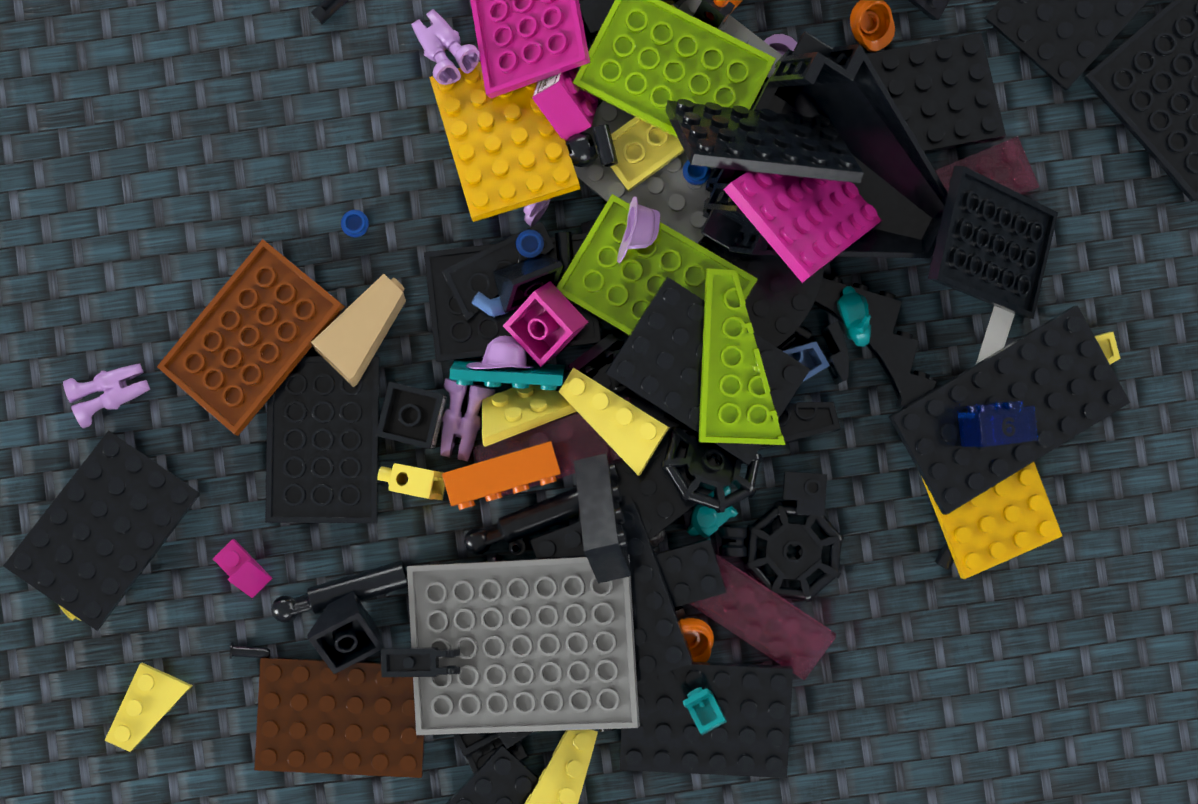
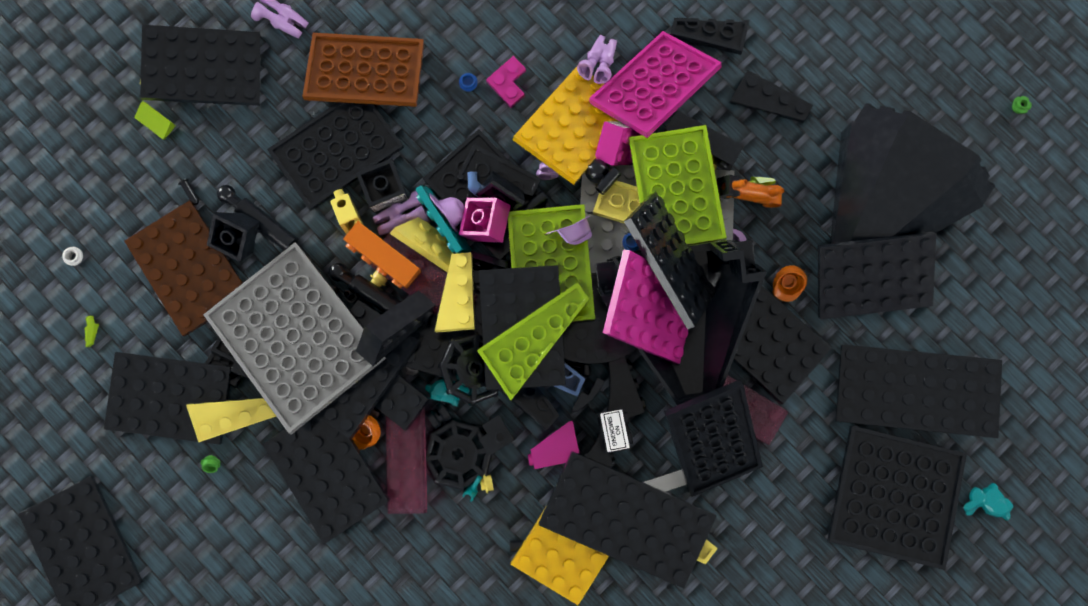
camera: 50 degrees right, 5 degrees down
(128, 634) = (154, 120): none -> lime slope
(144, 705) = (122, 156): light yellow wing -> none
(242, 569) = (233, 156): dark pink slope -> none
(359, 331) = (411, 124): tan slope -> none
(383, 181) = (503, 81): none -> dark pink plate
(416, 662) = (243, 284): black hinge -> none
(520, 500) = (378, 279): none -> light yellow plate
(529, 243) = (523, 180): blue plate -> none
(704, 710) = (327, 466): teal bracket -> none
(846, 565) = (472, 490): none -> teal hand
(851, 542) = (486, 483): none -> light yellow plate
(855, 316) = (615, 390): teal animal -> none
(867, 433) = (555, 448): none -> dark pink slope
(901, 351) = (614, 430): none -> brick
(997, 424) = (606, 512): clear blue brick -> none

